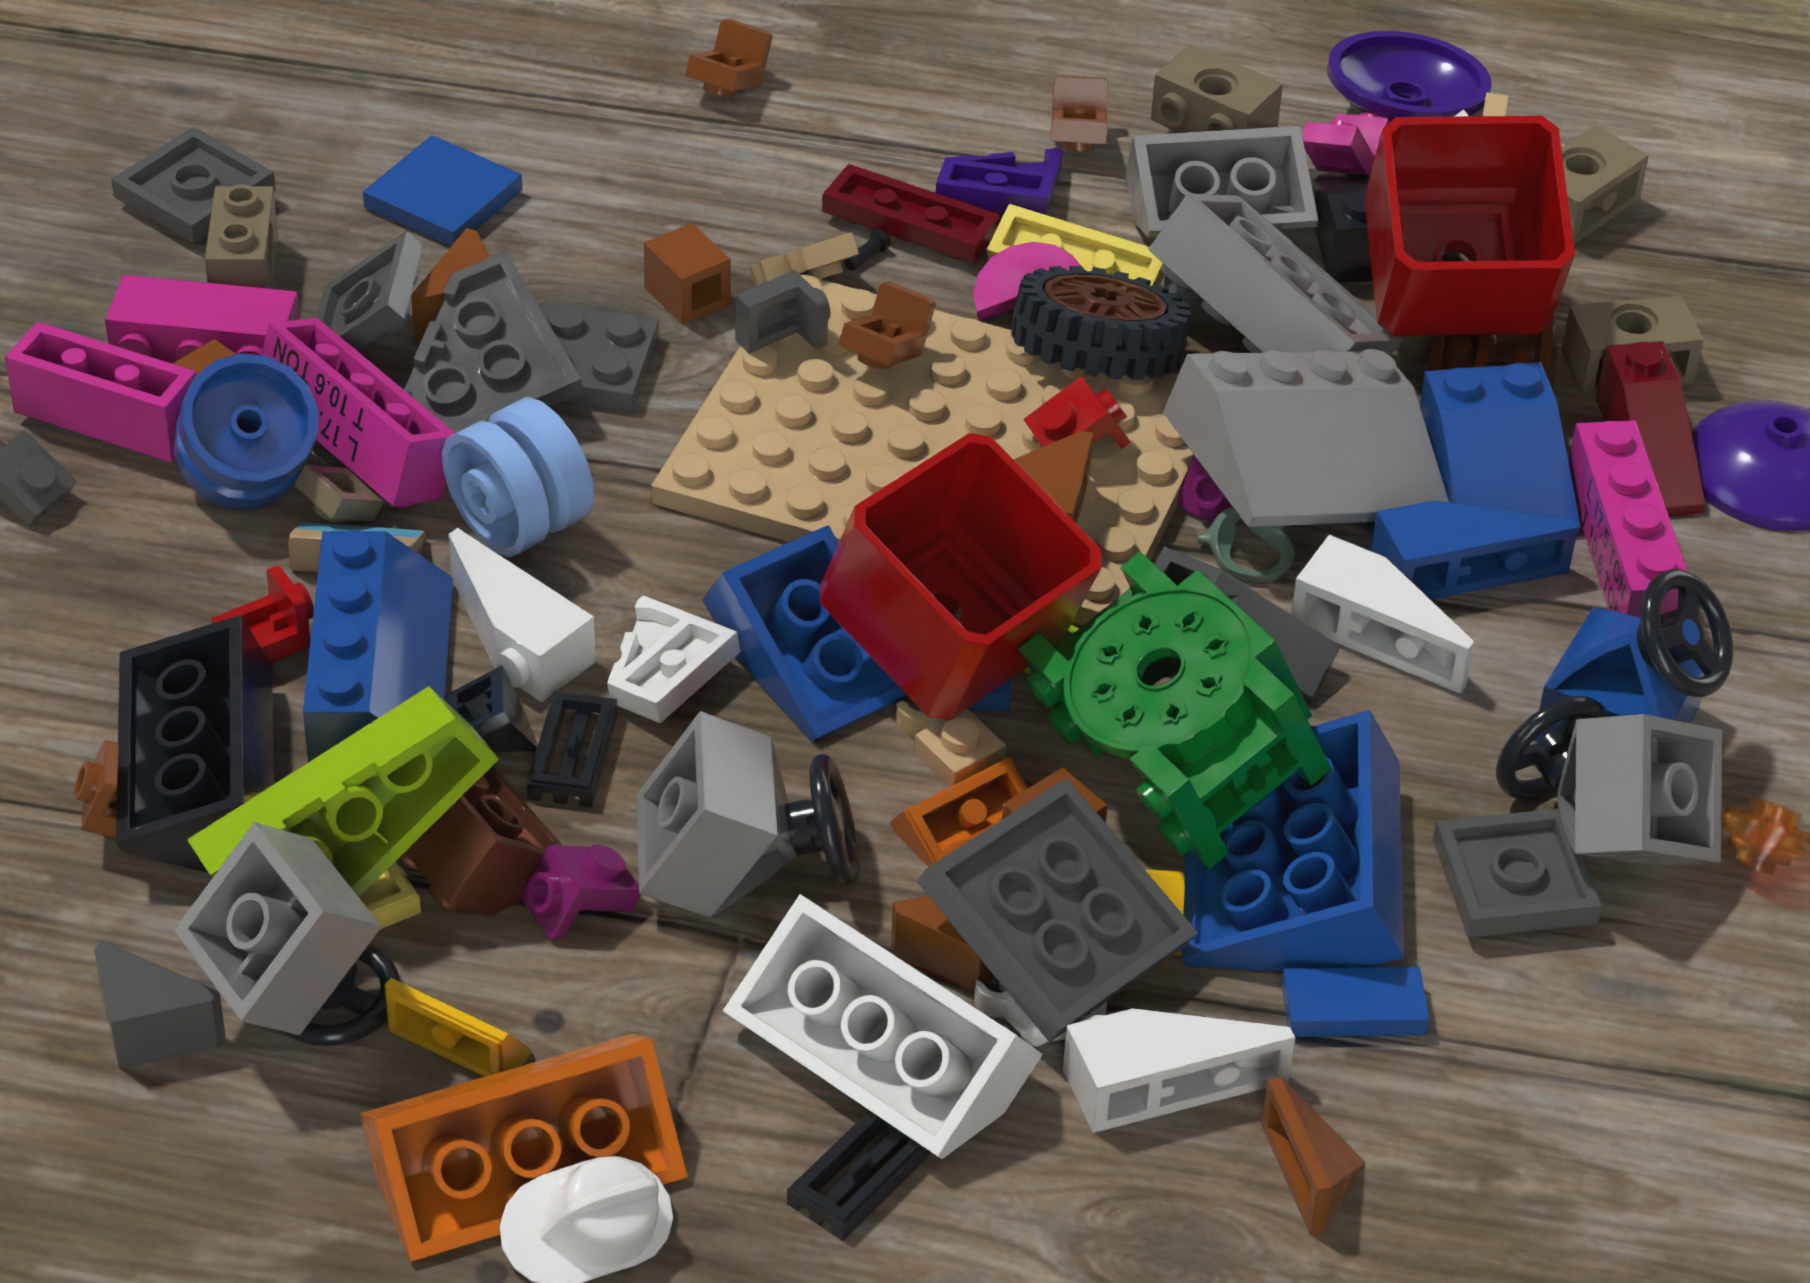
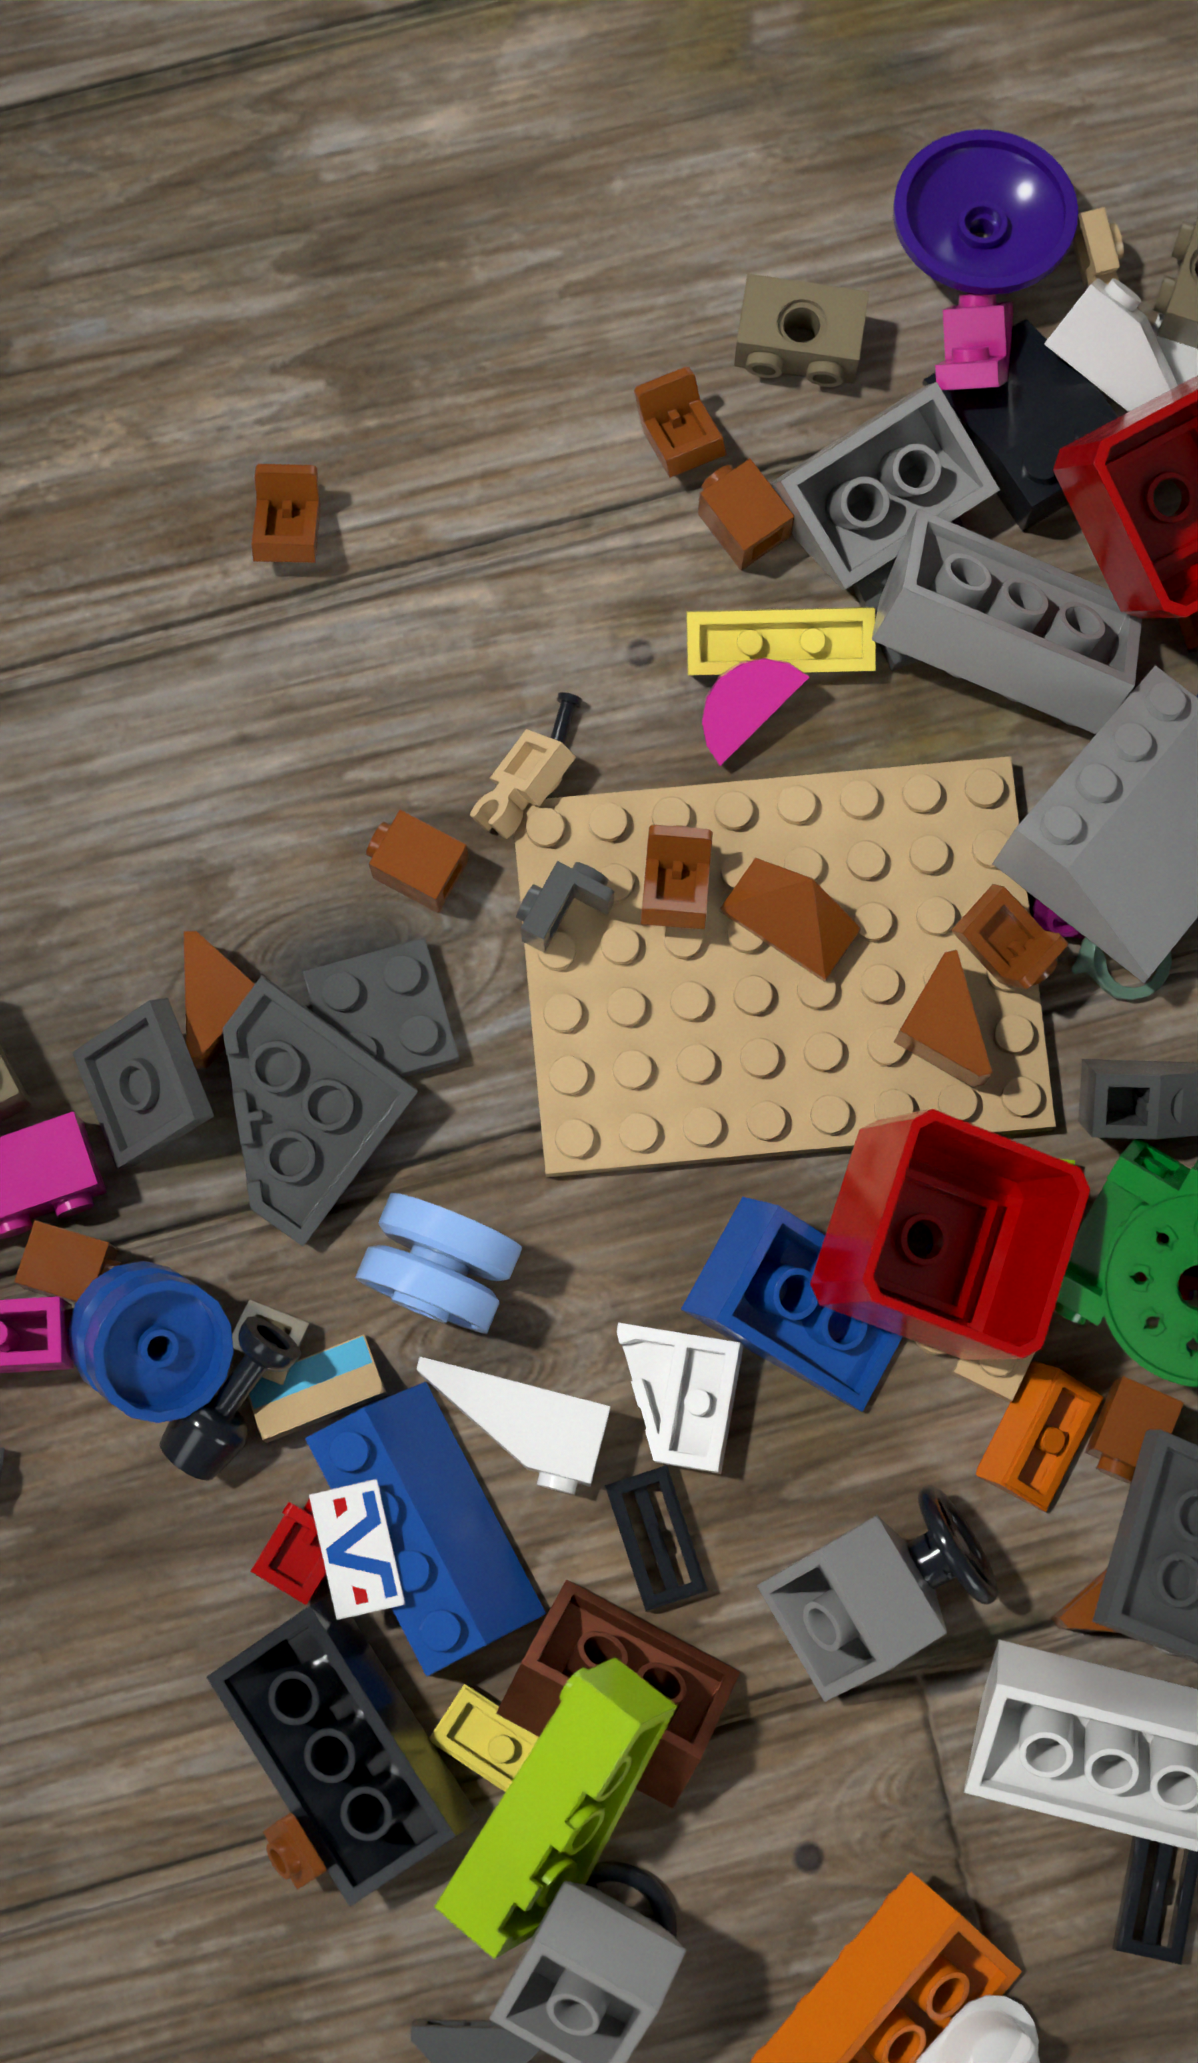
camera: 25 degrees left, 35 degrees up
(249, 521) = (217, 1431): none -> black piece
(309, 605) = (356, 1549): none -> white sticker
(364, 414) = (223, 1238): dark pink brick -> none
(442, 190) = (101, 848): blue tile -> none
(451, 1032) = (749, 1923): yellow slope -> none
(494, 712) = (568, 1558): black slope -> none
(578, 880) = (763, 1710): magenta bracket -> none
(910, 213) = (584, 653): dark red plate -> none
(974, 394) = (791, 916): none -> dark orange slope
(997, 181) = (650, 559): dark purple wing -> none
(1077, 410) = (916, 912): red bracket -> none
(1098, 181) = (744, 512): none -> dark orange brick
(1100, 322) = (864, 750): black wheel -> none
(1145, 462) = (1009, 939): none -> dark orange bracket

